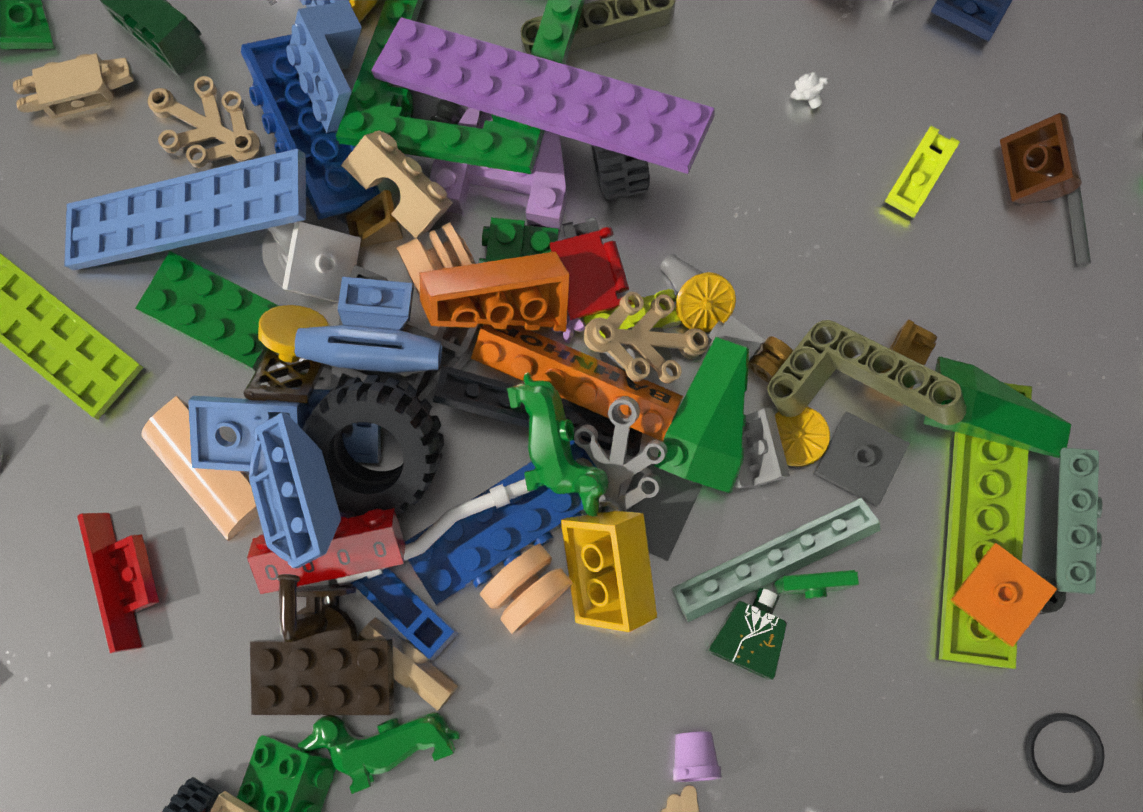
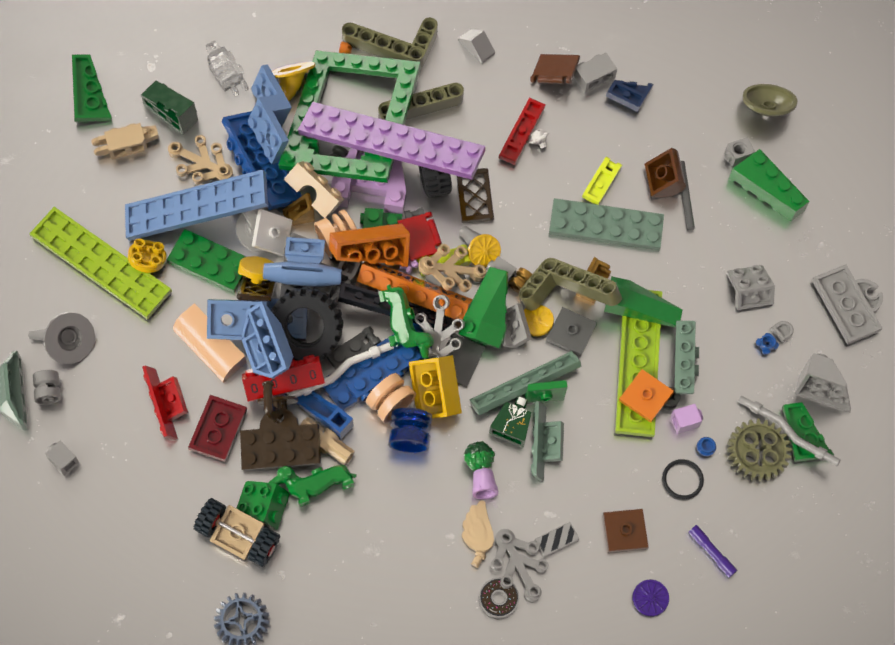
camera: 10 degrees left, 10 degrees down
(99, 301) = (147, 255): none -> yellow tile
(211, 633) = (217, 428): none -> dark red plate
(464, 482) = (353, 347): none -> dark grey plate
(560, 652) = (410, 430): none -> clear blue wheel
(669, 212) = (477, 216): none -> dark brown window
(686, 705) = (479, 455): none -> green piece
(778, 75) = (522, 131): none -> red plate
(815, 675) = (547, 441): none -> sand green bracket
(929, 253) = (606, 224): none -> sand green plate
(1076, 637) = (686, 418): none -> lavender brick
(1110, 691) = (706, 446): none -> blue plate

